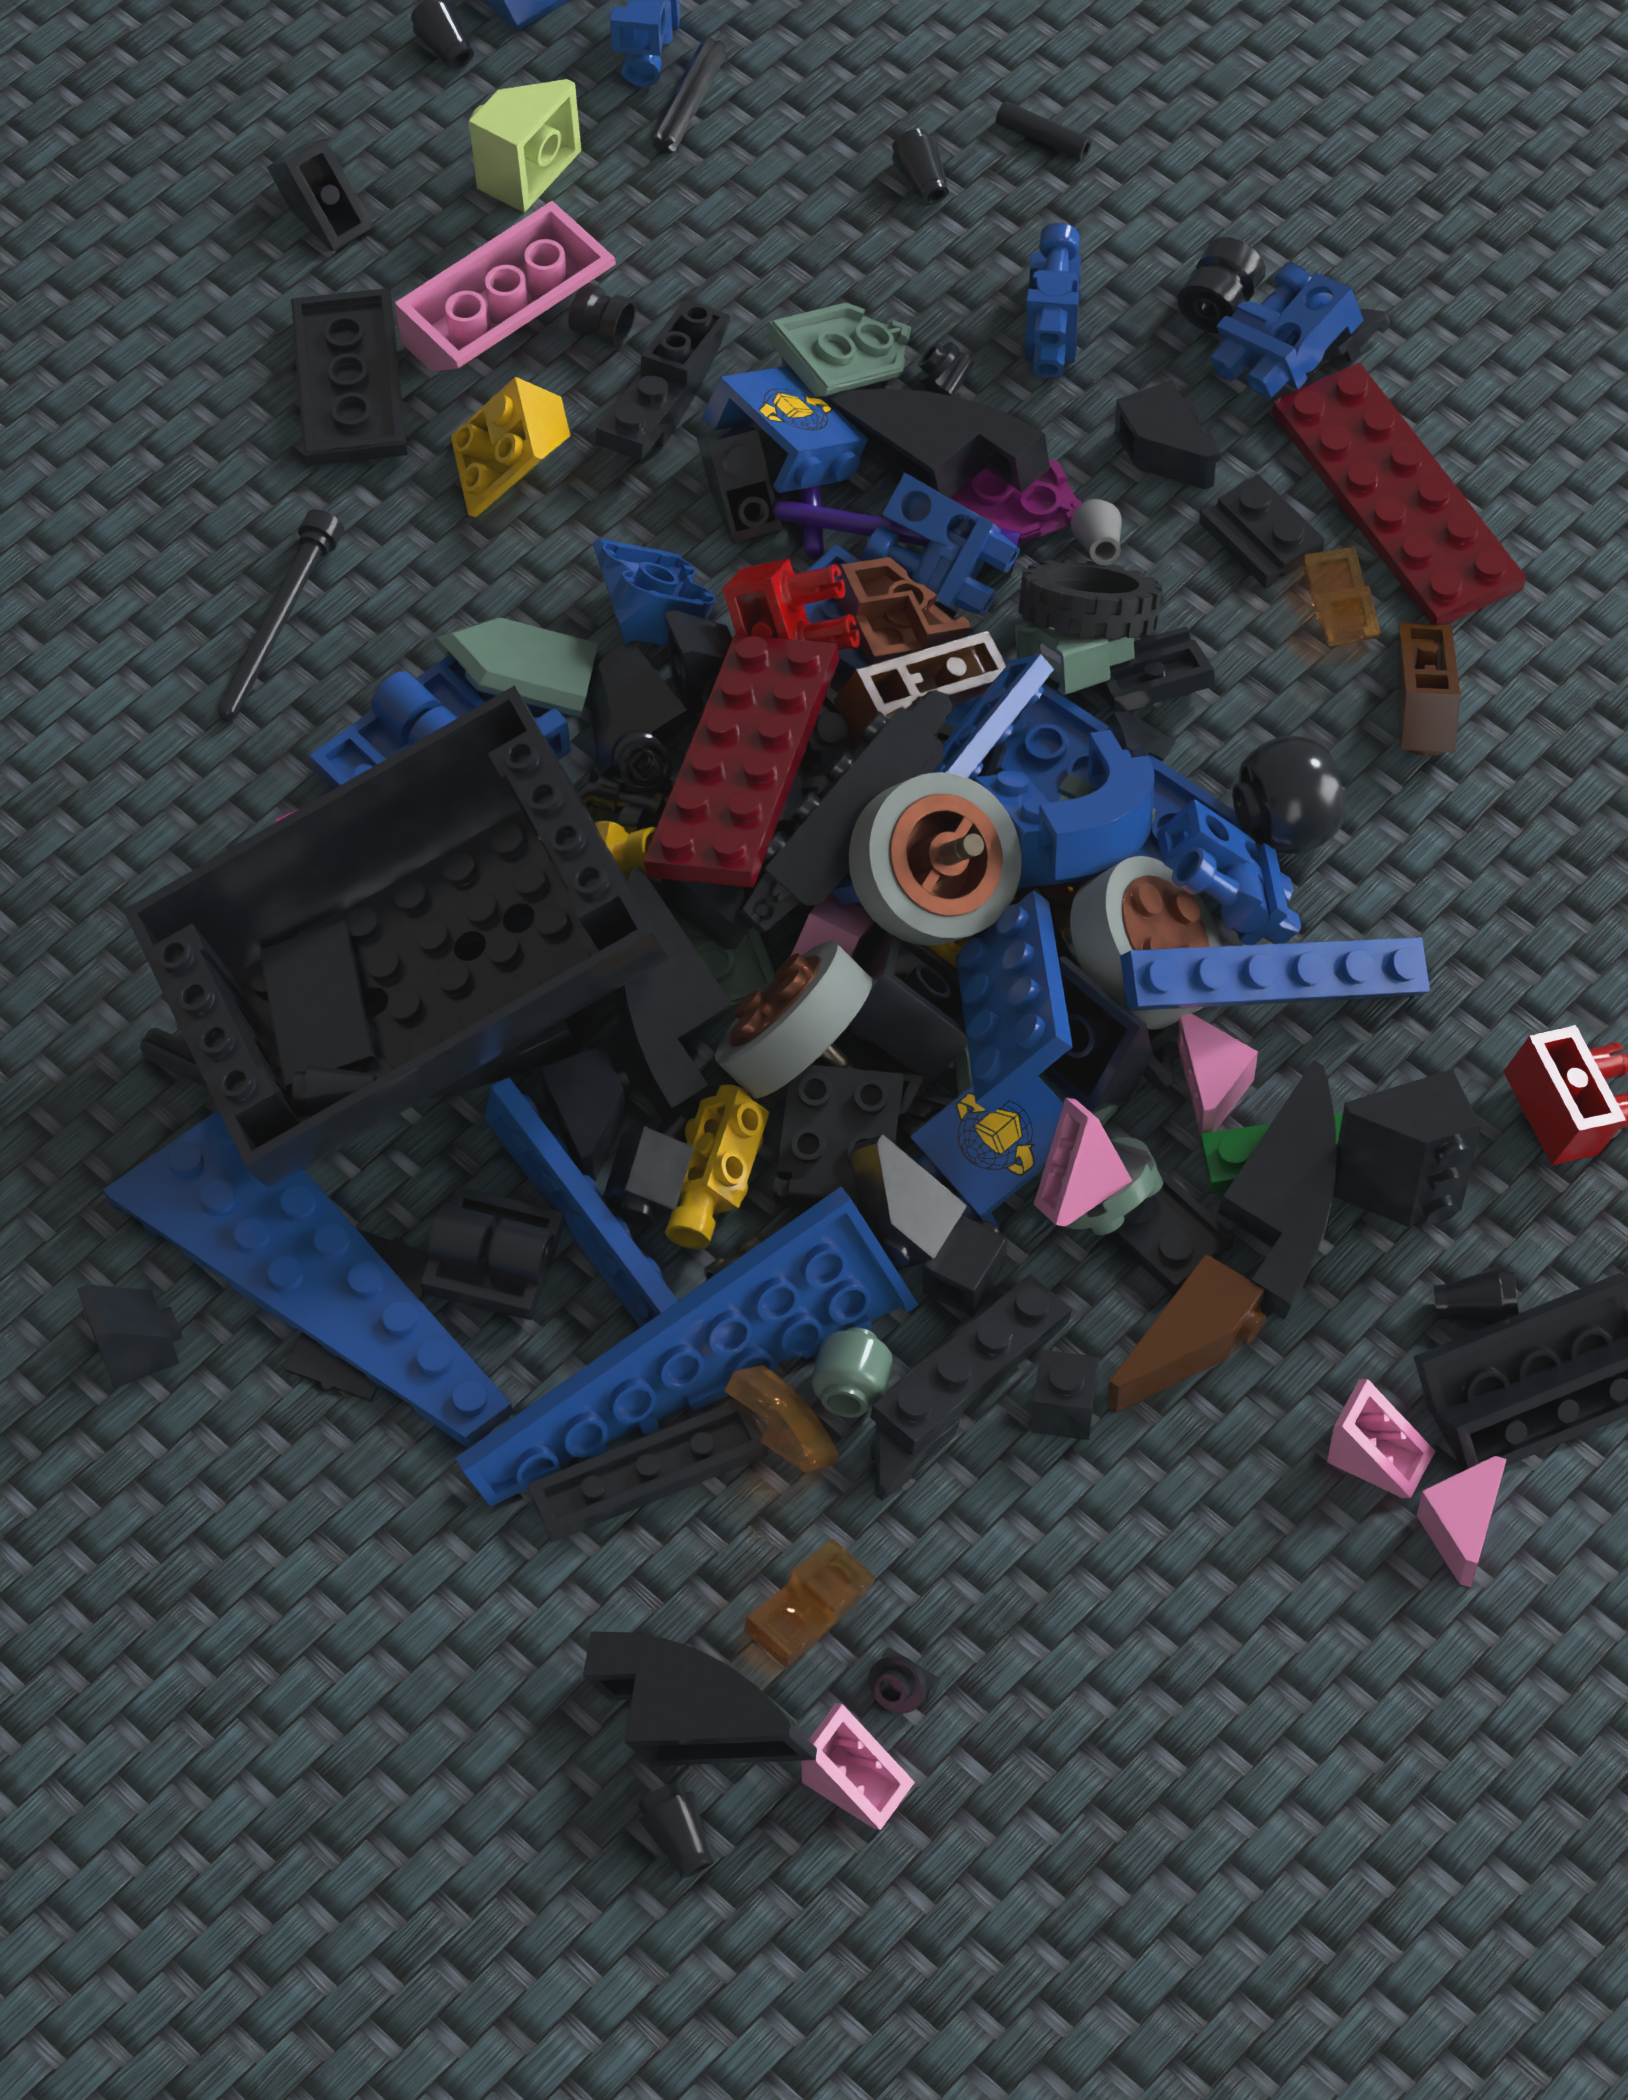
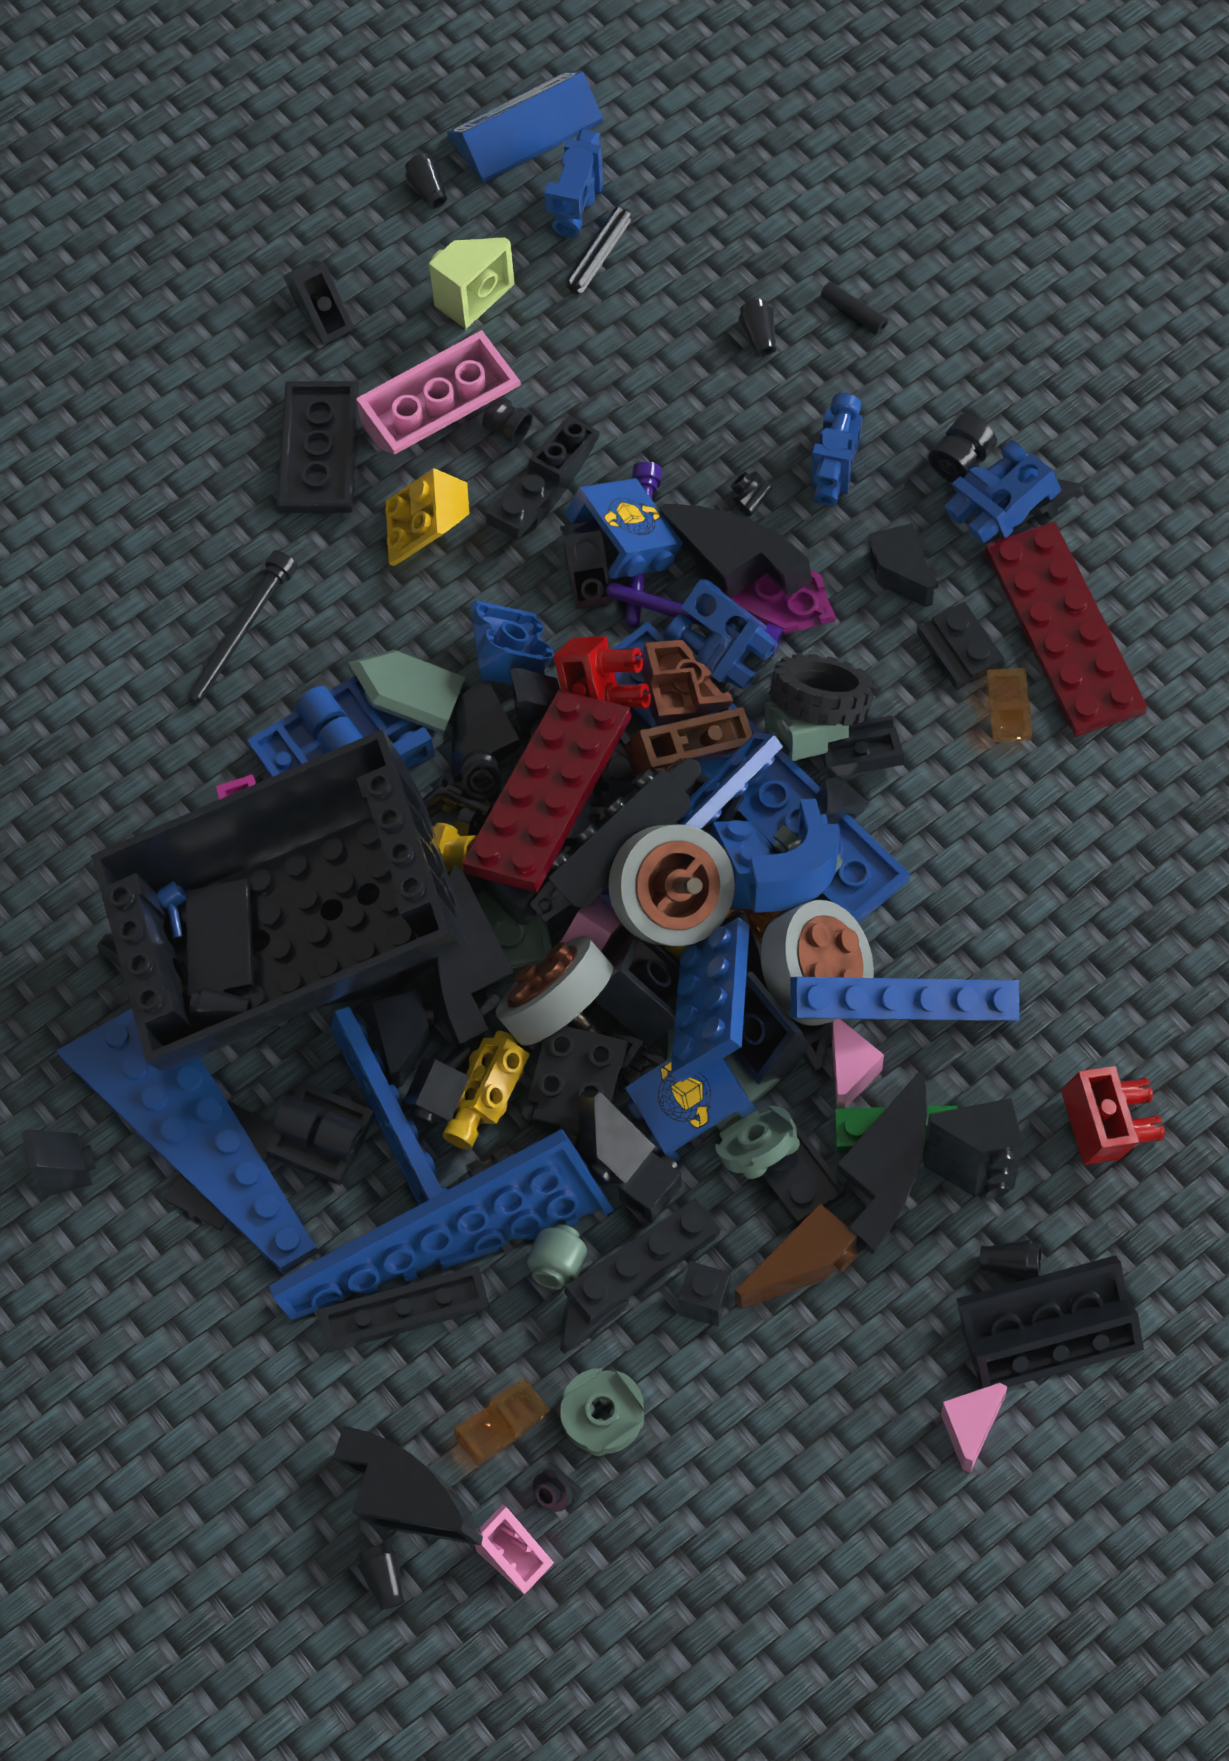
camera: 10 degrees right, 5 degrees up
(240, 961) = (170, 897): none -> blue hand
(792, 1425) = (509, 1291): clear orange slope -> none
(839, 348) = (675, 468): sand green tile -> none
(948, 1602) = (601, 1435): none -> sand green plate
(1079, 1167) = (738, 1131): bright pink slope -> none
(1098, 530) = (839, 633): light grey cone -> none
(1229, 867) = (886, 915): blue hips -> none
(1289, 795) = (940, 860): black wheel -> none
(1378, 1443) = (921, 1359): bright pink slope -> none
(1427, 689) = (1058, 785): reddish brown slope -> none

